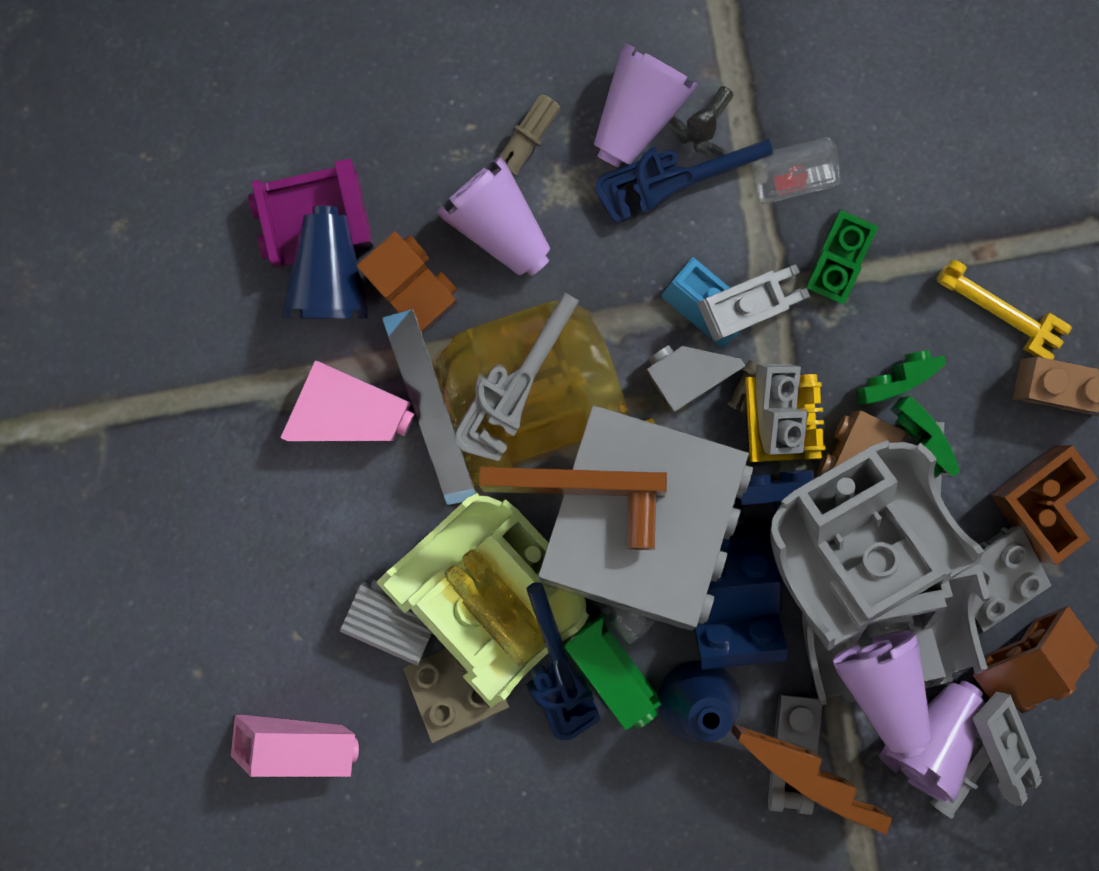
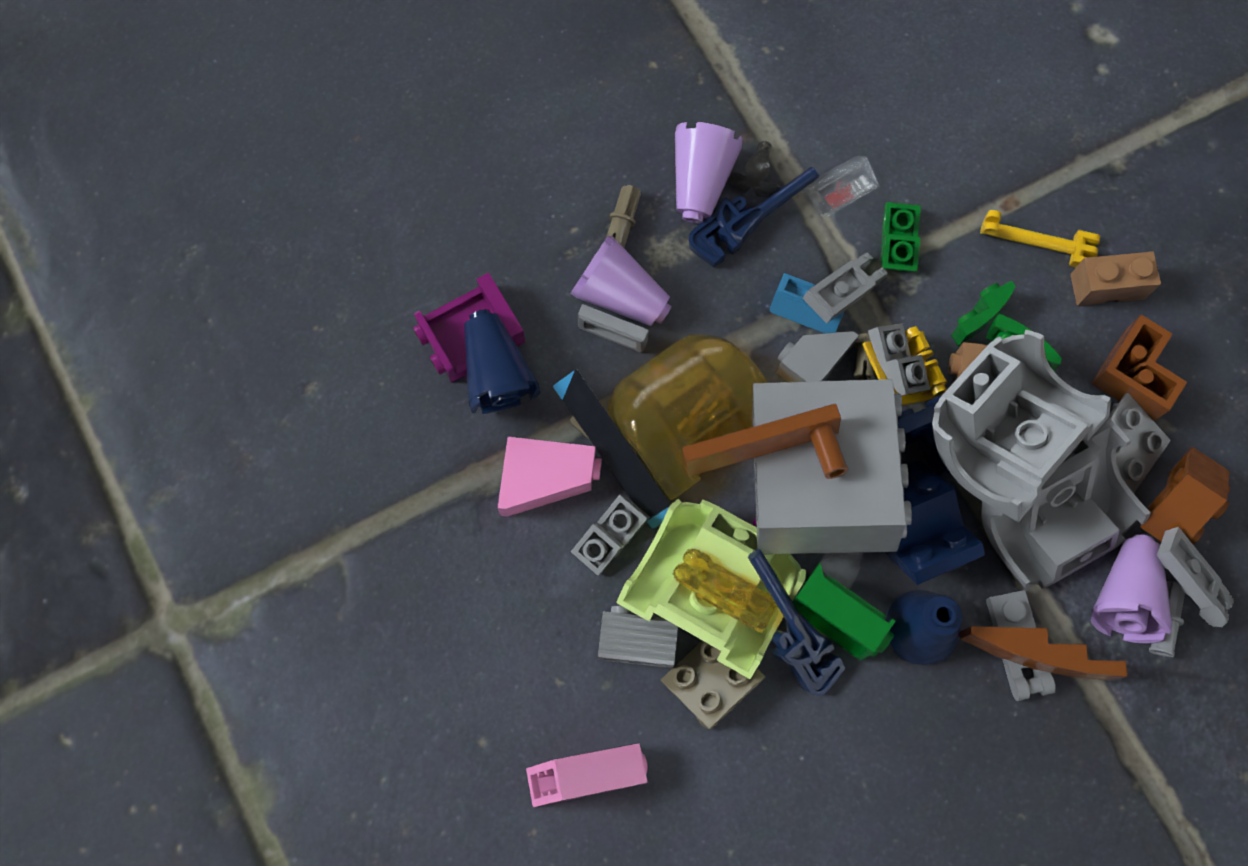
camera: 15 degrees left, 15 degrees down
(398, 498) = (610, 534): none -> light grey slope
(405, 281) = (556, 350): dark orange brick -> none
(473, 265) = (612, 328): none -> light grey tile
(505, 396) = (677, 408): light grey piece -> none
(890, 689) = (1081, 549): lavender cone -> none

